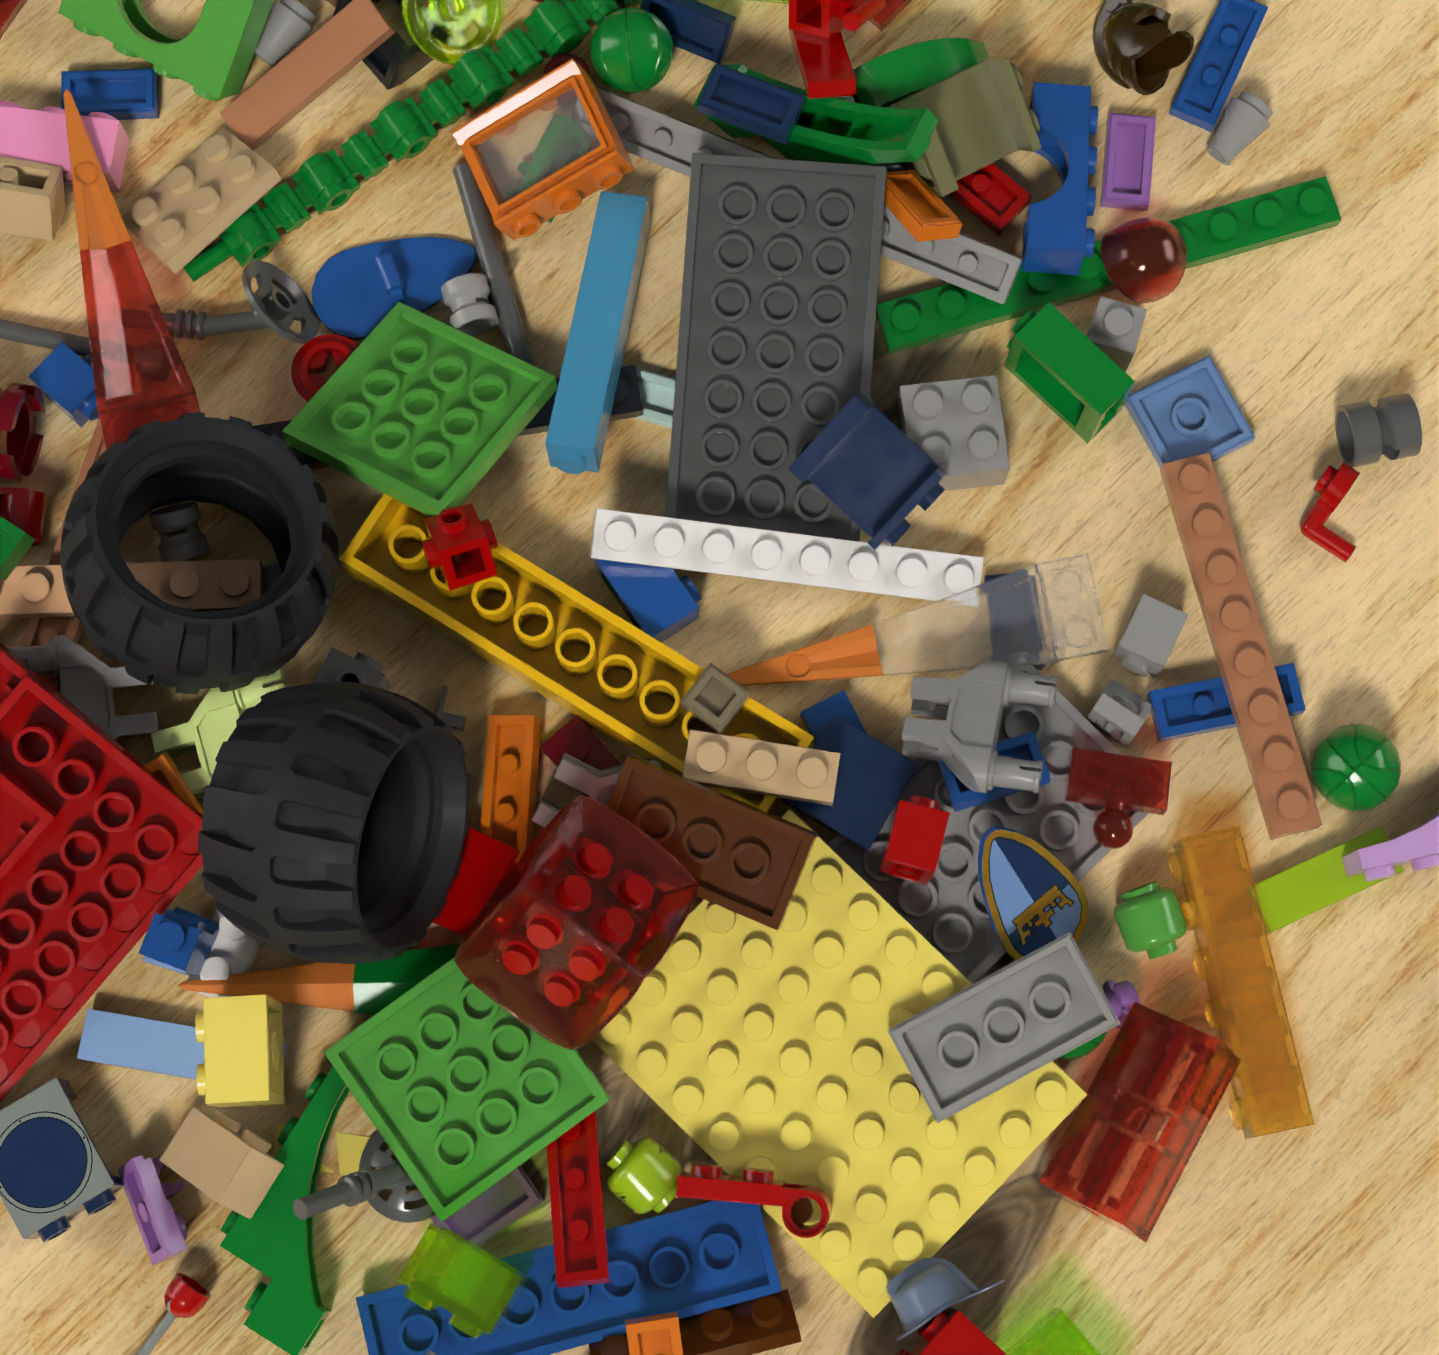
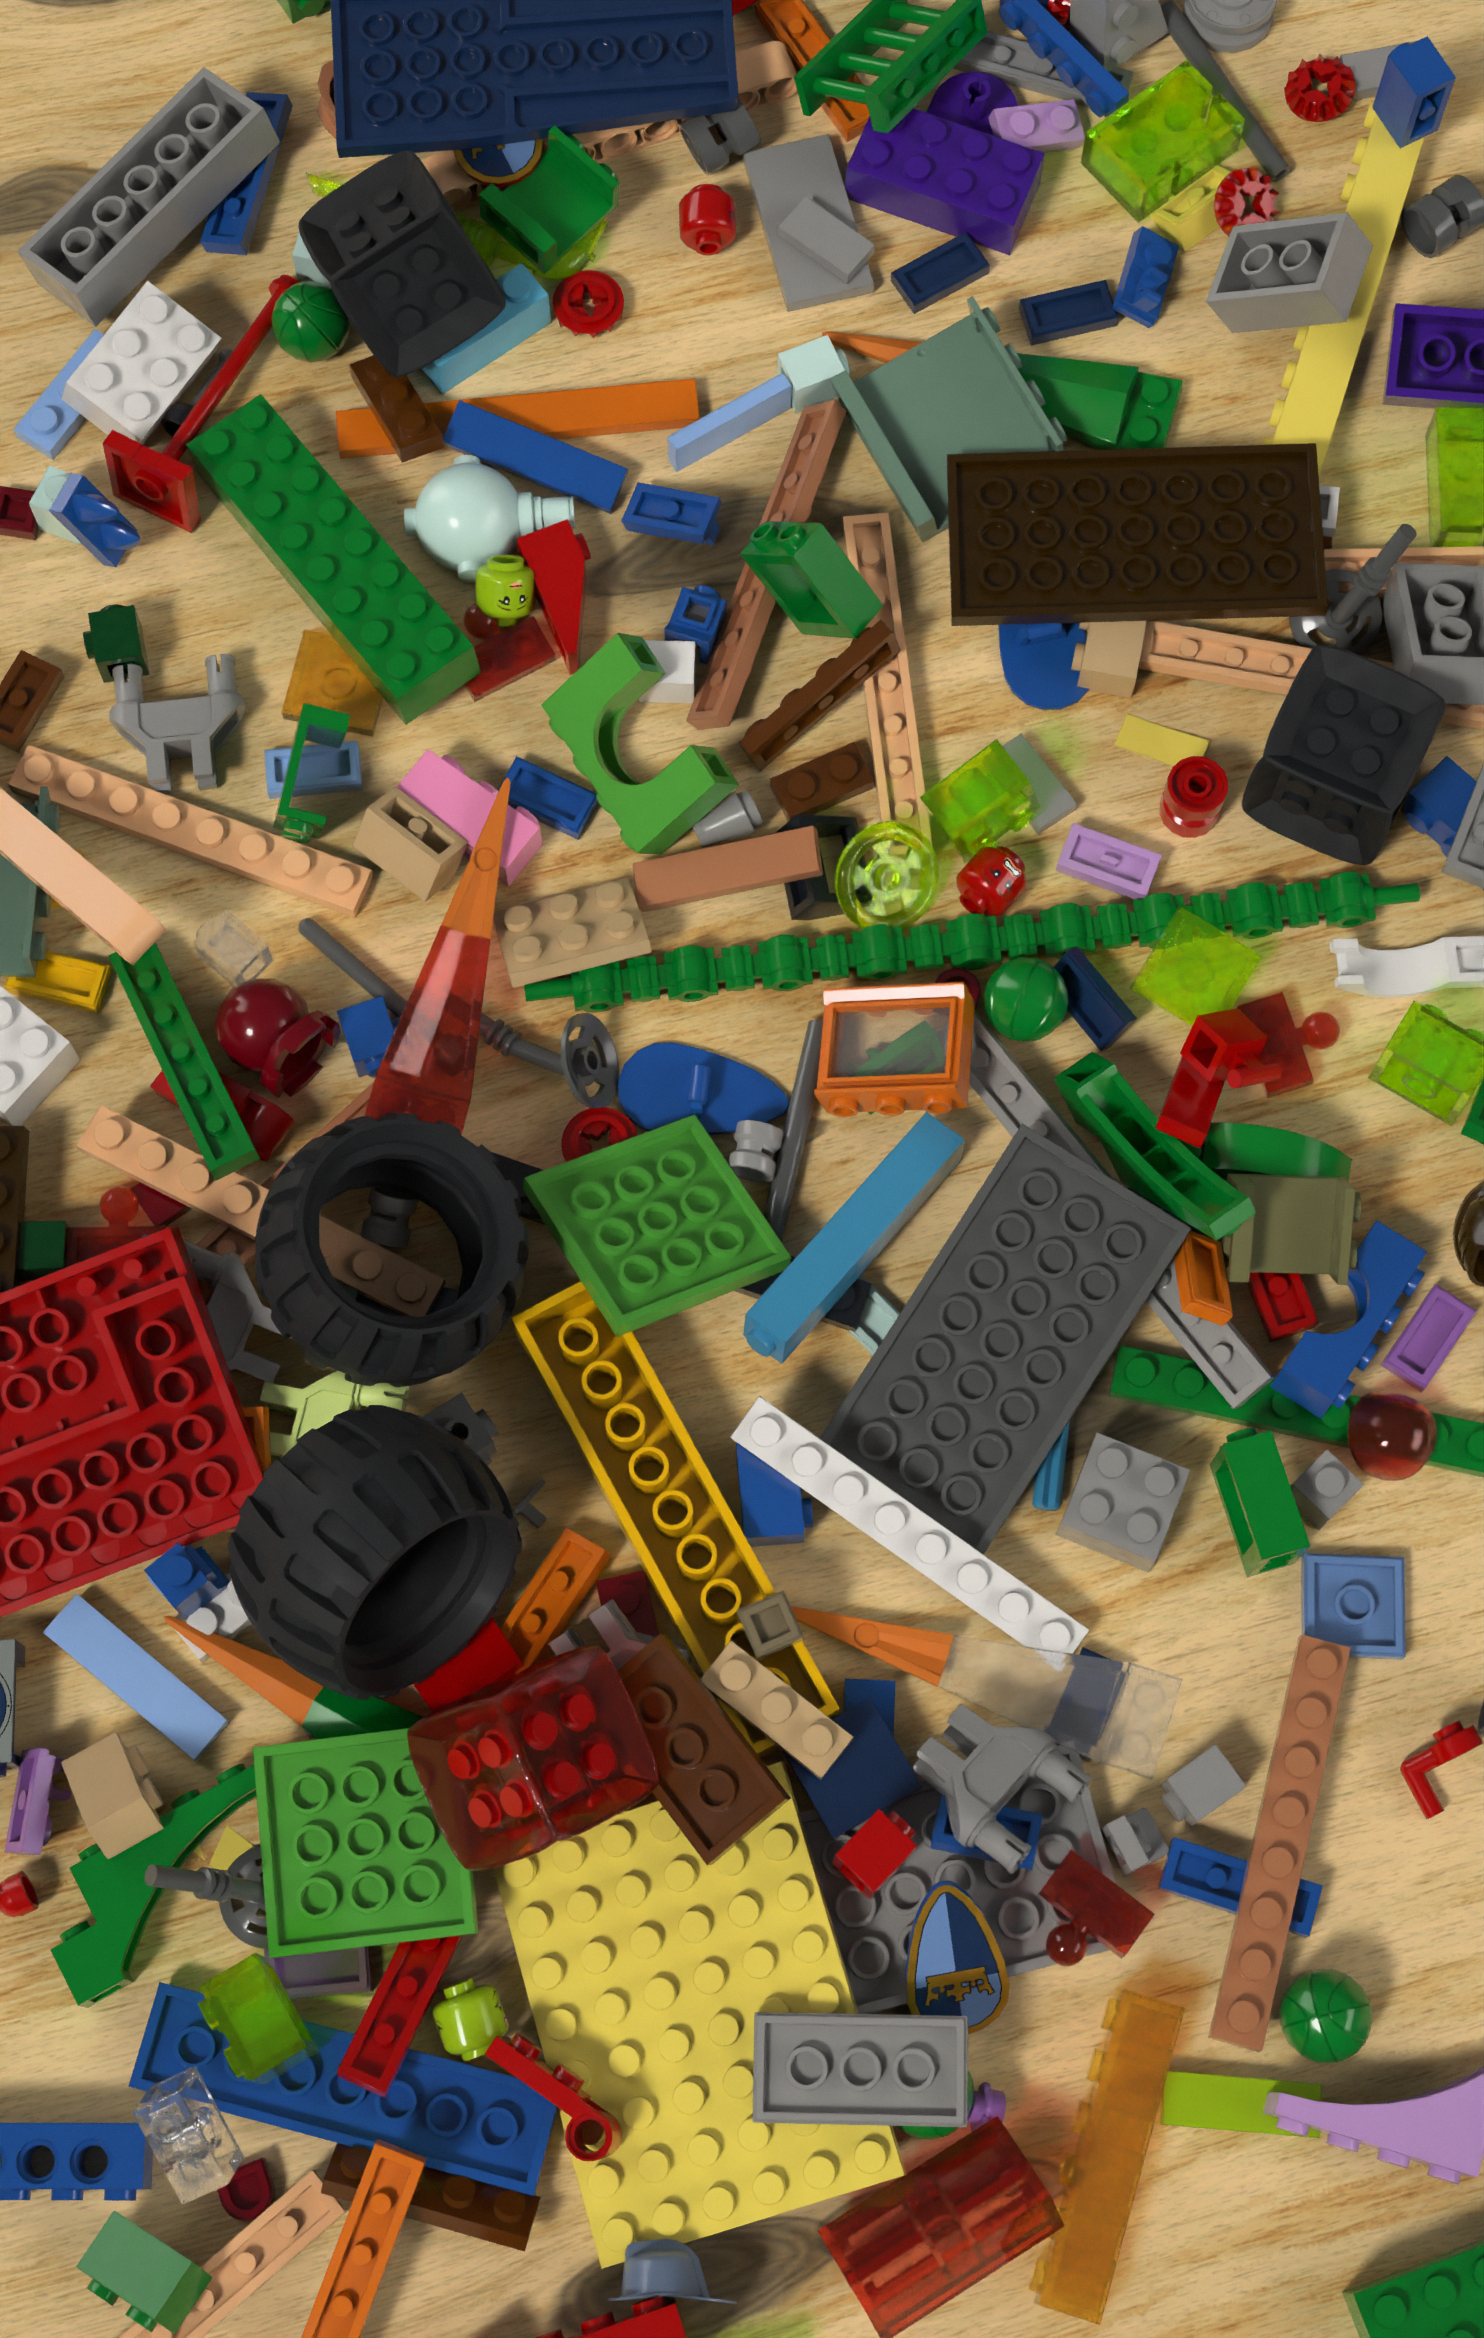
camera: 30 degrees right, 5 degrees down
(241, 1051) = (182, 1707): light yellow brick -> none
(460, 546) = (619, 1365): red brick -> none
(751, 103) = (1101, 1106): dark blue tile -> none
(870, 470) = (1026, 1495): dark blue panel -> none
(1150, 919) = (1056, 2048): bright green head -> none

